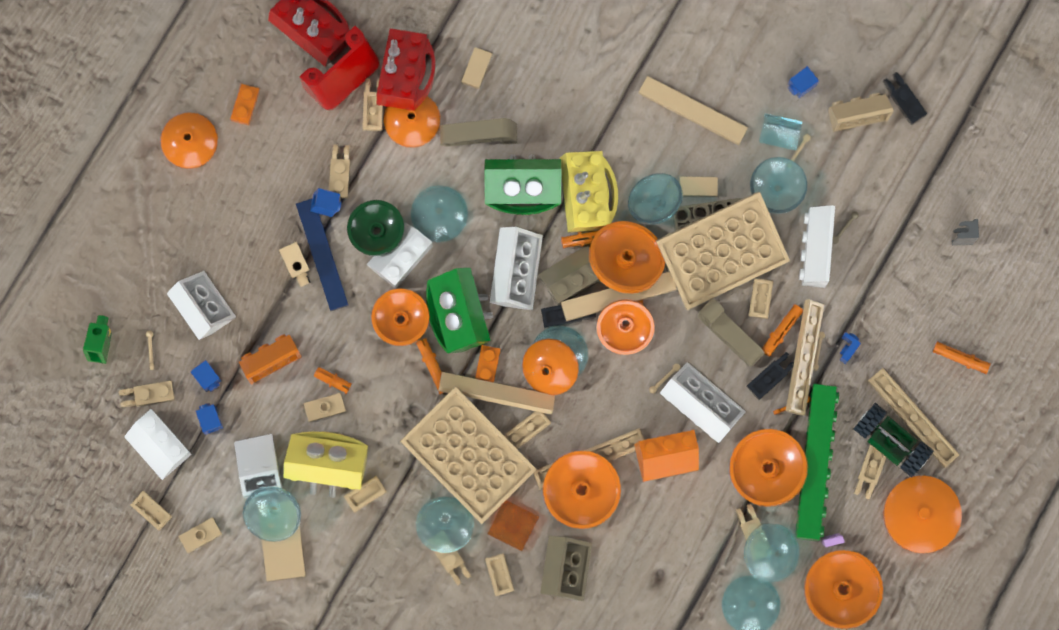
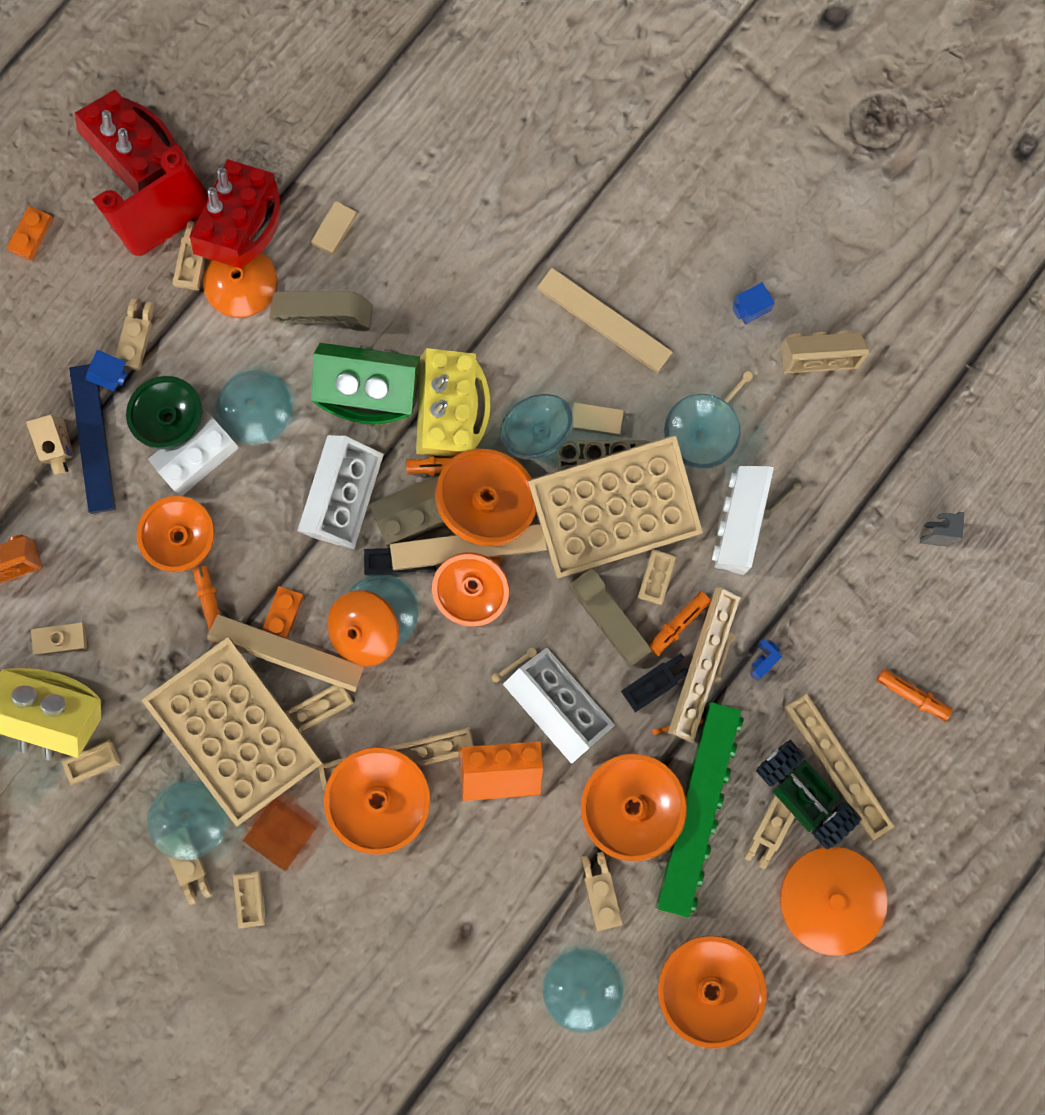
camera: 10 degrees right, 0 degrees up
(332, 380) = (75, 604): orange axle -> none
(457, 311) = (251, 536): green piece -> none
(566, 568) = (339, 904): dark tan slope -> none
(761, 550) = (610, 915): clear light blue dish -> none
(780, 132) = (714, 363): clear light blue panel -> none
(831, 540) = (706, 919): lavender tile -> none
(905, 99) = (884, 344): black hinge -> none

